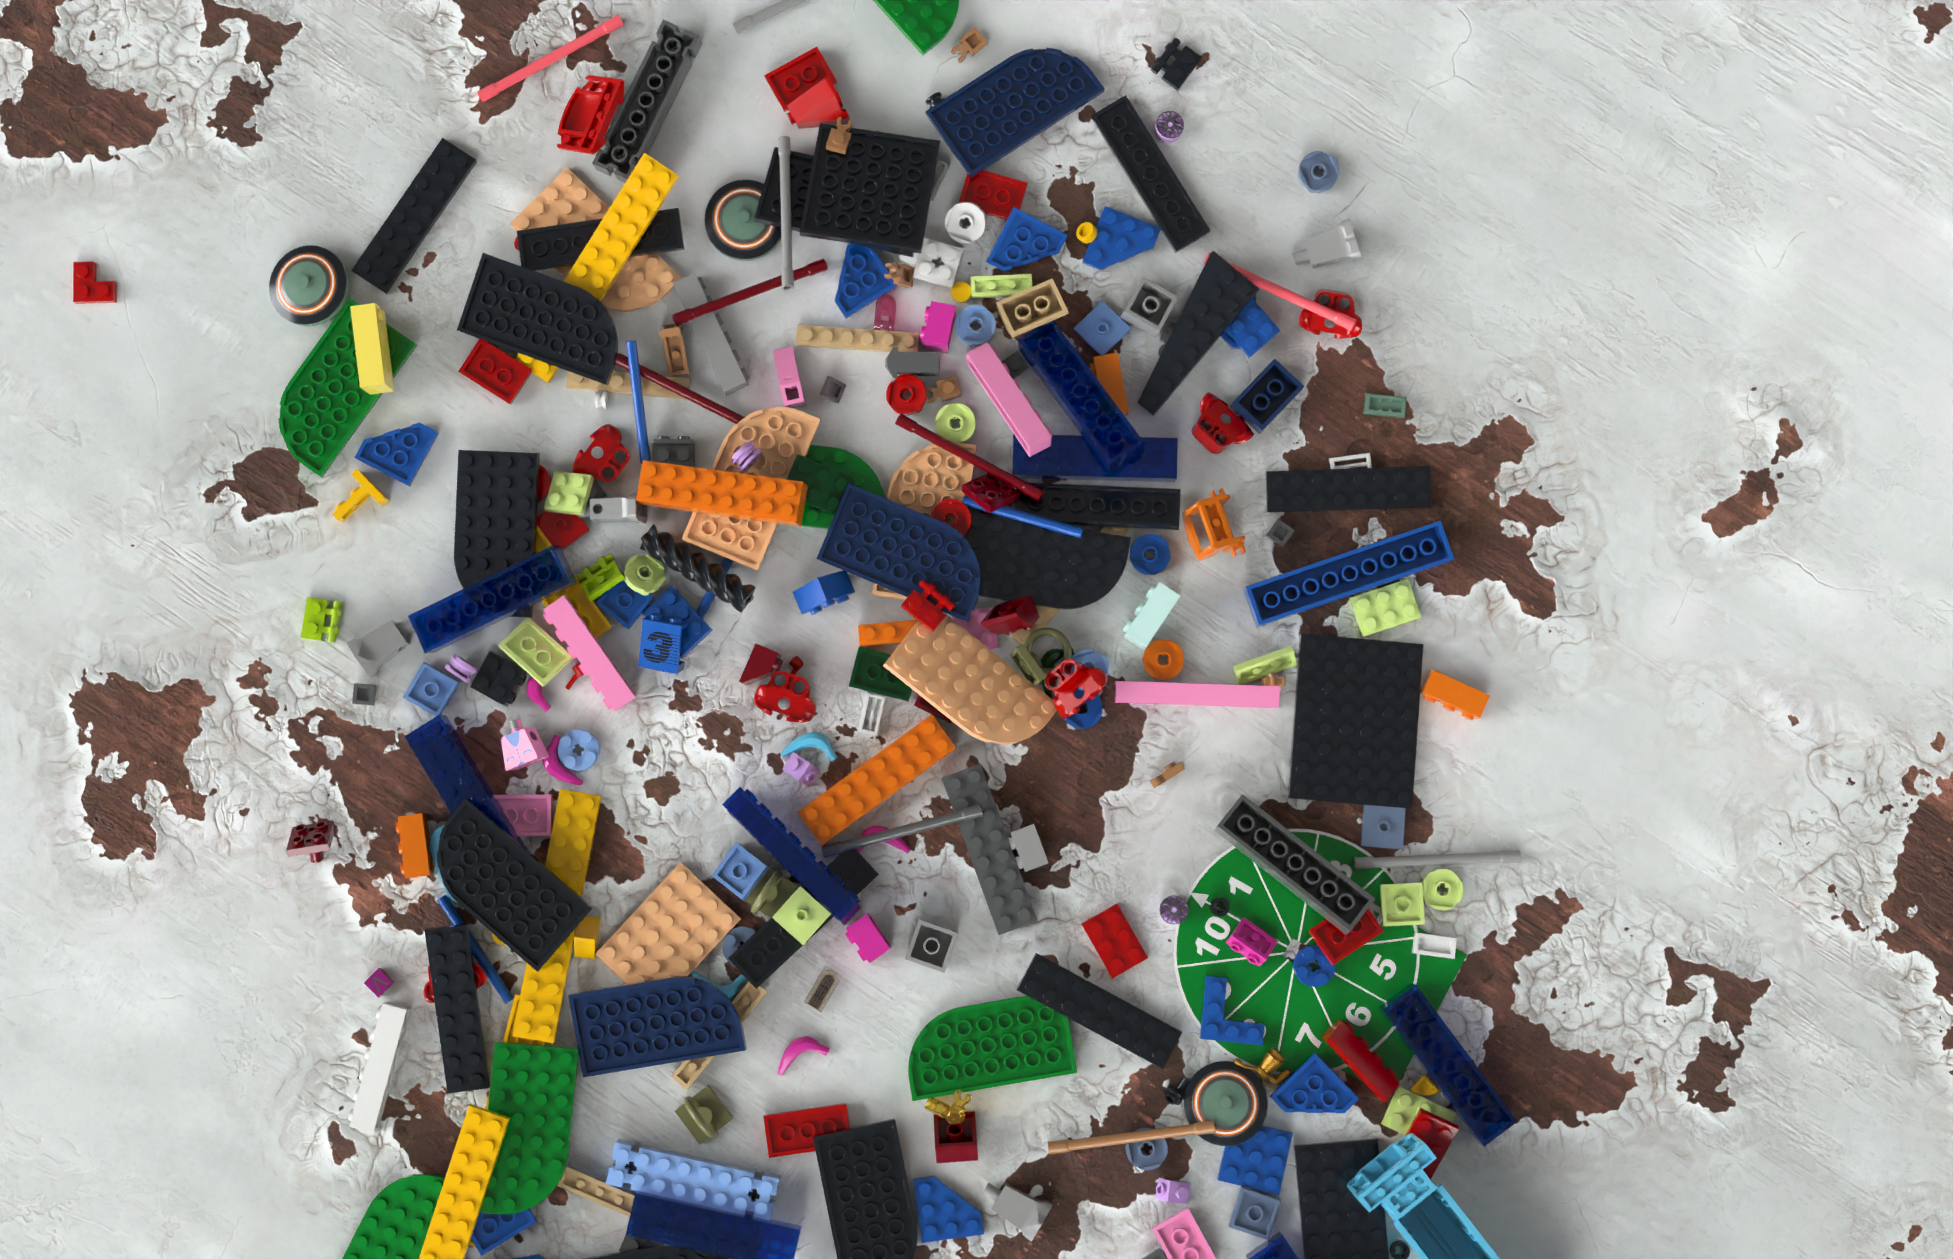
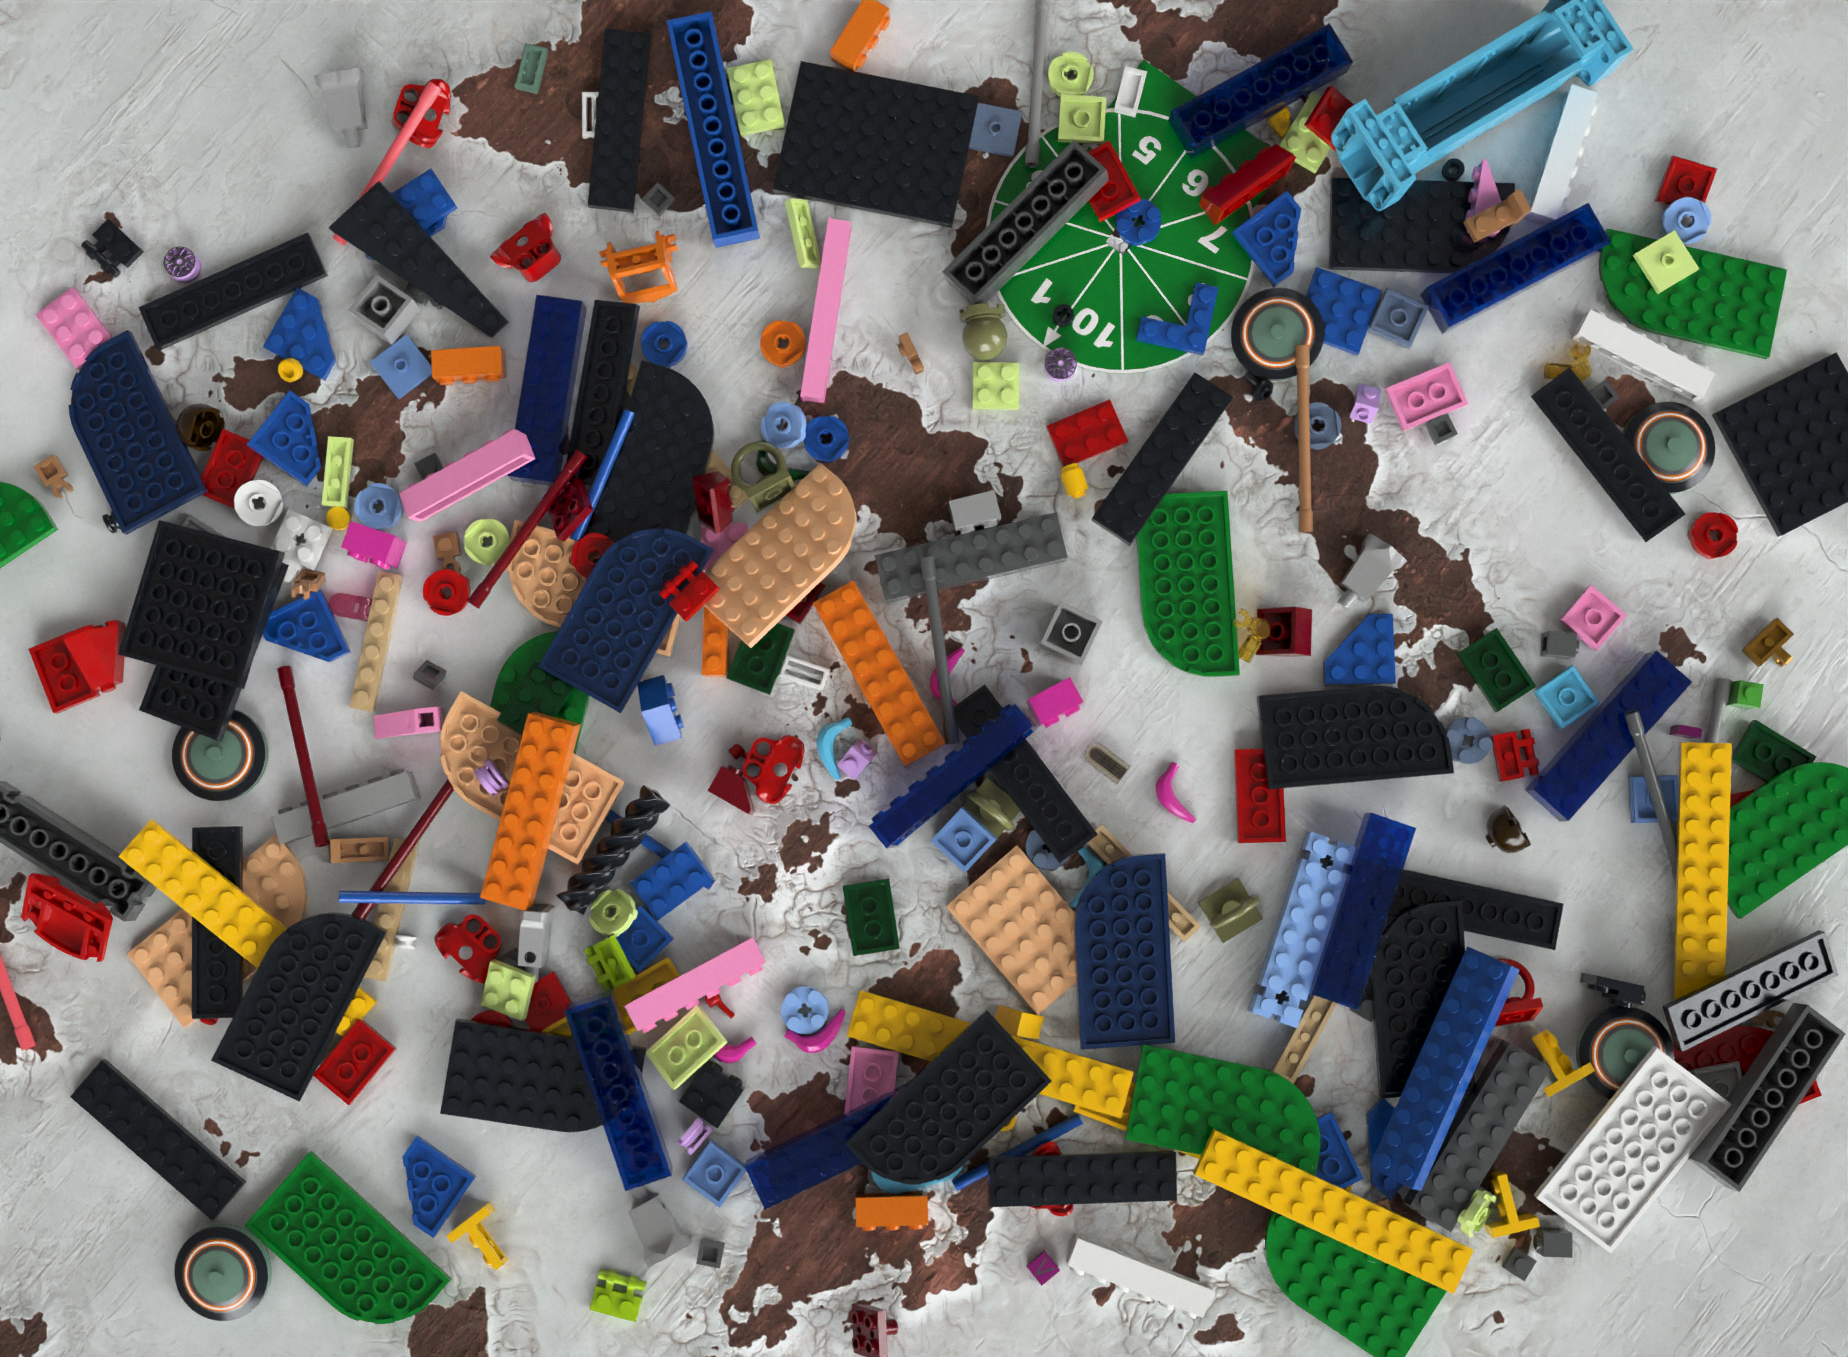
camera: 85 degrees left, 0 degrees up
(372, 348) = (305, 1202): light yellow brick -> none
(522, 747) = (793, 1074): bright pink torso -> none
(661, 643) = (694, 899): blue panel -> none
(664, 798) = (871, 917): none -> dark green plate
(674, 451) = (474, 863): dark grey bracket -> none
(787, 272) = (283, 706): light grey piece -> none
(801, 915) = (1021, 774): yellowish green plate -> none
(839, 138) = (137, 632): medium nougat plate -> none
(912, 363) = (412, 575): dark grey piece -> none
(1026, 162) = (199, 426): none -> dark brown cylinder
(1031, 308) = (366, 438): tan slope -> none
(1069, 933) = (1074, 481): none -> yellow brick
(1081, 396) = (473, 393): clear blue brick -> none
(1091, 680) = (795, 421): red piece -> none
(1102, 42) = (73, 326): none -> bright pink plate
(1148, 853) = (995, 386): none -> yellowish green plate
(1150, 615) = (732, 348): light aqua brick -> none
(1192, 837) = (984, 332): none -> olive tile
(1251, 942) = (1105, 285): dark pink bracket -> none
(1267, 396) = (503, 192): dark blue brick -> none
(1270, 1062) = (1238, 281): pearl gold piece -> none
(1273, 680) = (820, 224): medium nougat plate -> none
(1312, 182) = (267, 116): sand blue plate -> none

